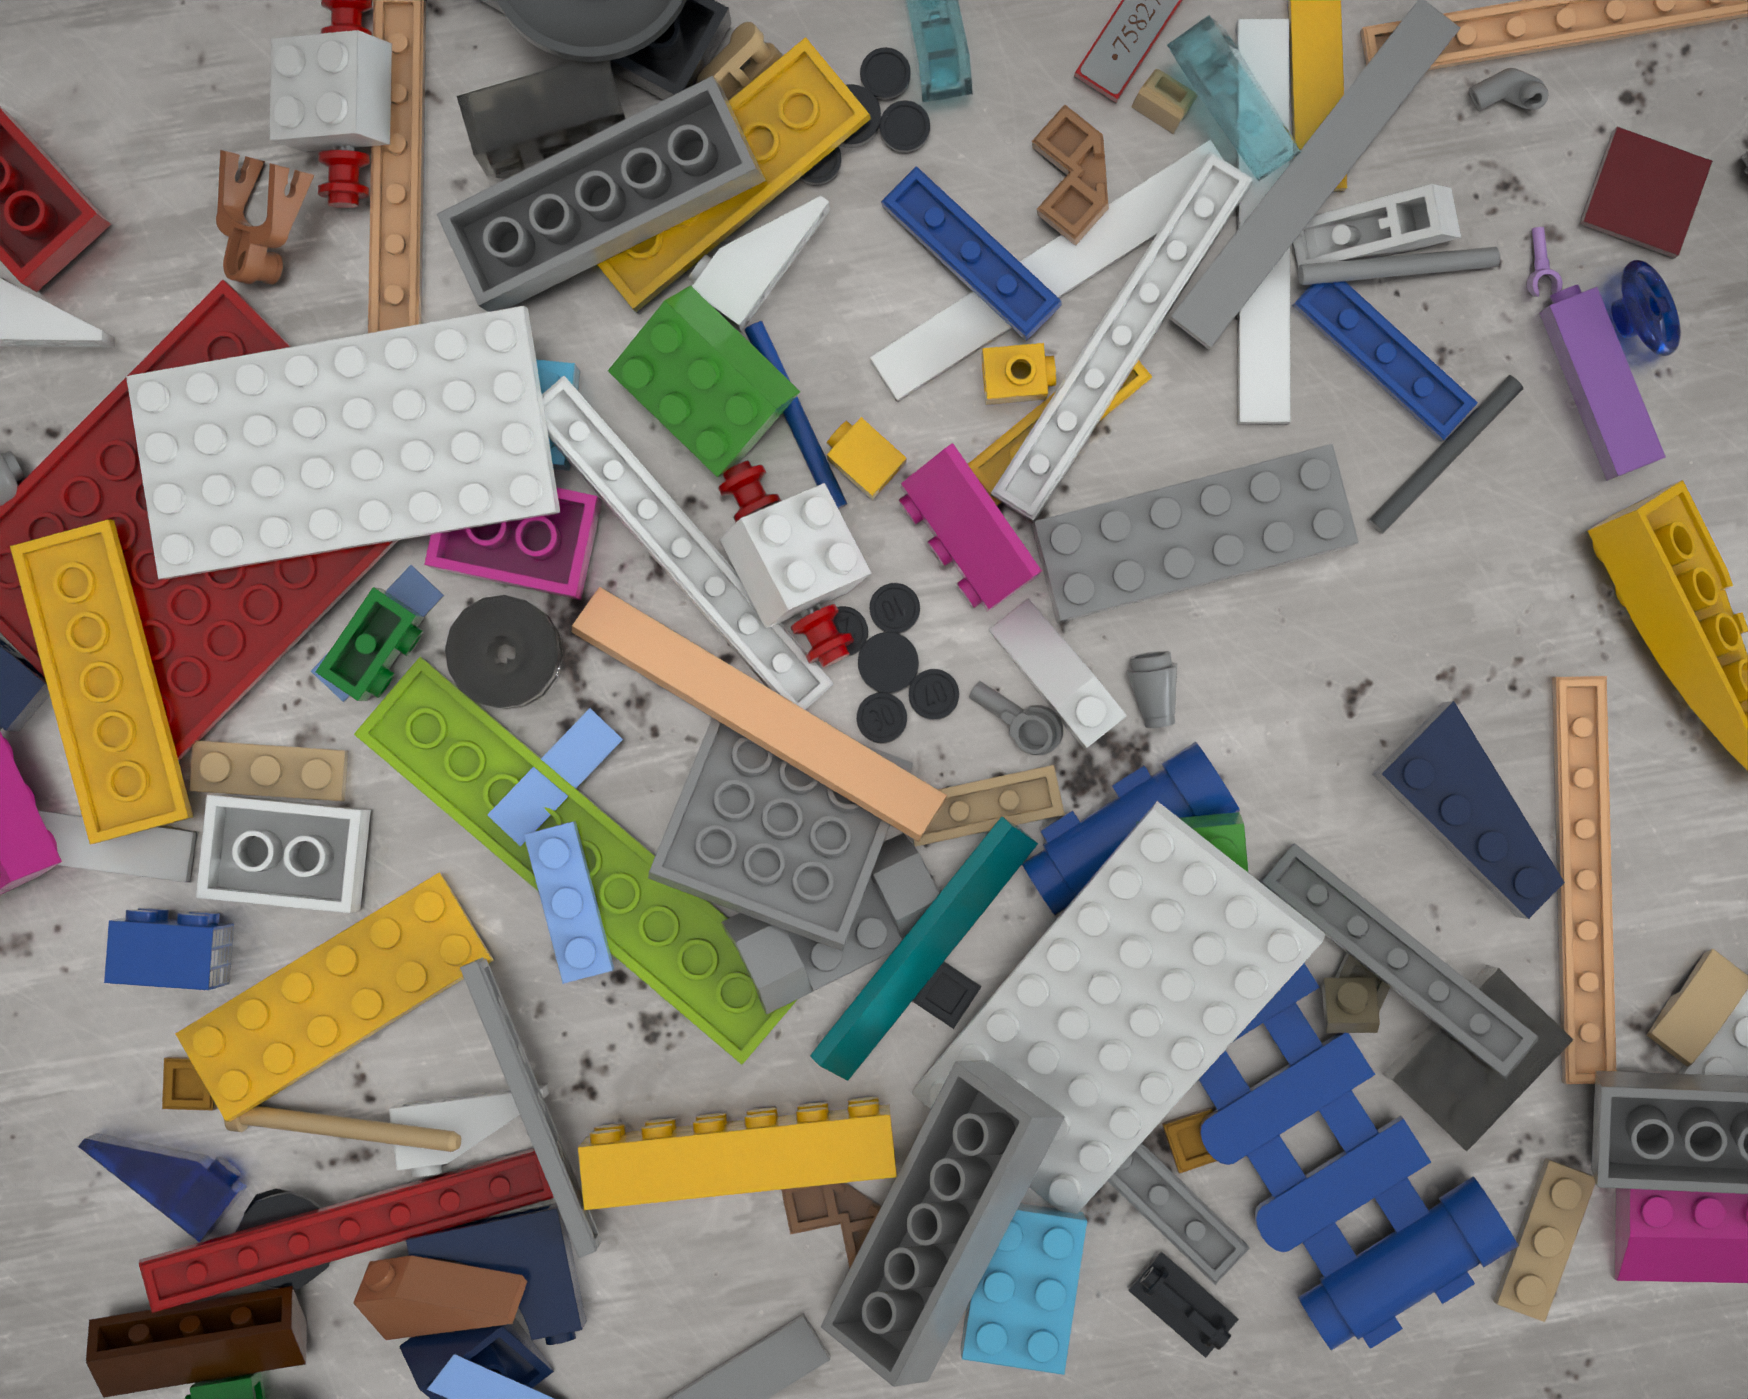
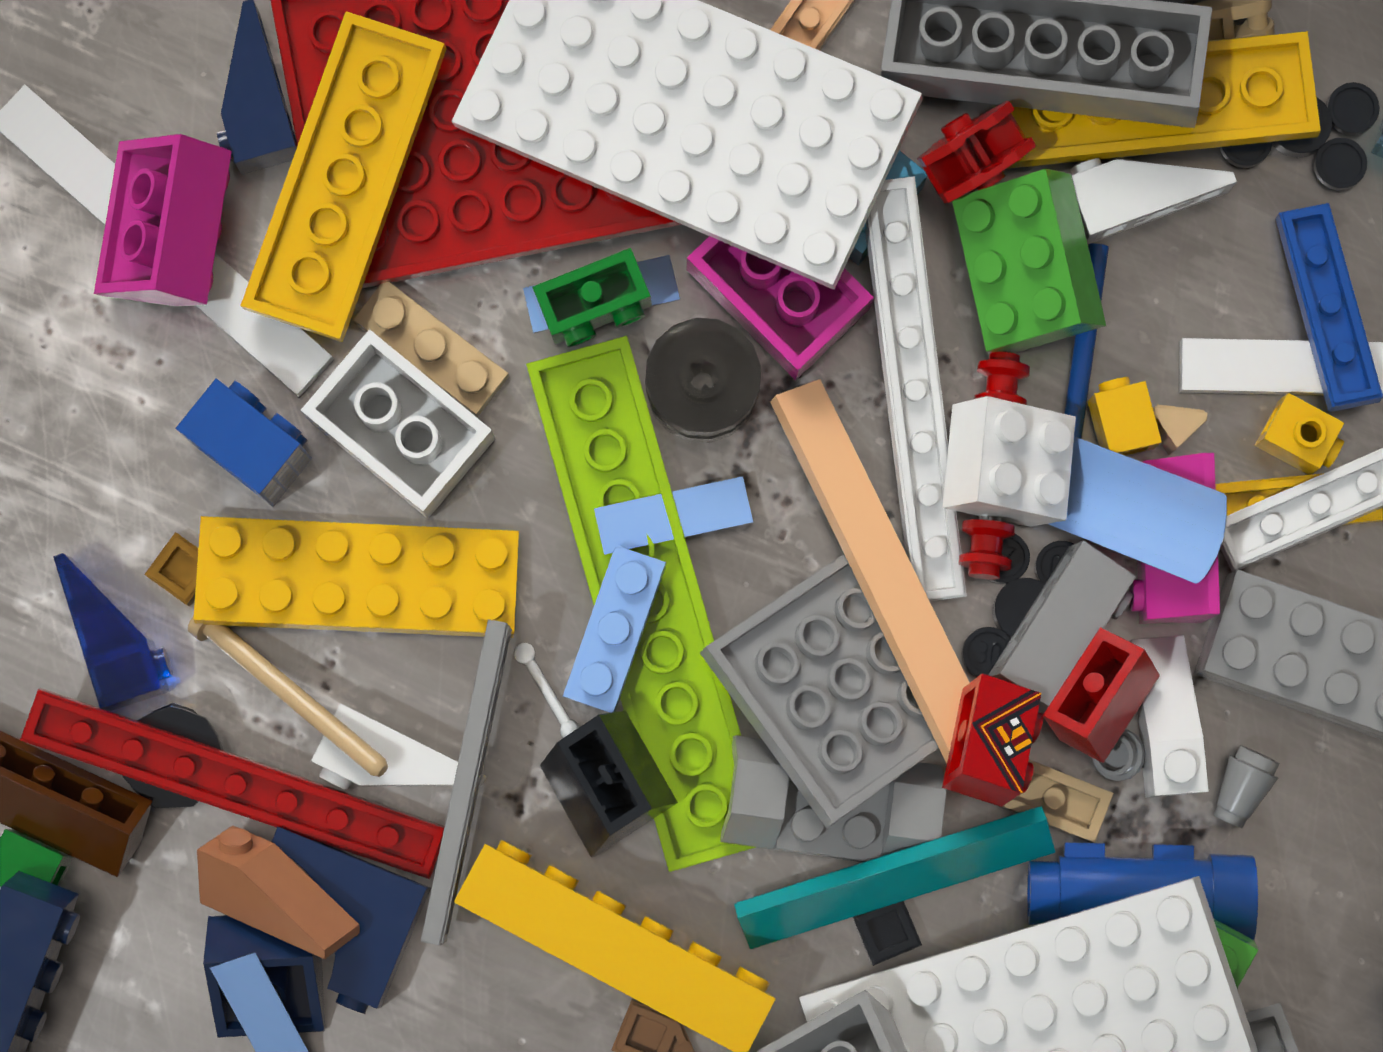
camera: 30 degrees right, 5 degrees down
(512, 966) = (525, 654): none -> white hinge
(600, 321) = (975, 152): none -> red hinge
(643, 1026) = (606, 780): none -> black slope
(910, 432) = (1177, 424): none -> tan slope
(927, 660) = (1063, 620): none -> light grey brick
(928, 527) = (1144, 512): none -> light blue sticker
(928, 792) = (993, 740): none -> red brick
(991, 696) = (1101, 695): none -> red brick

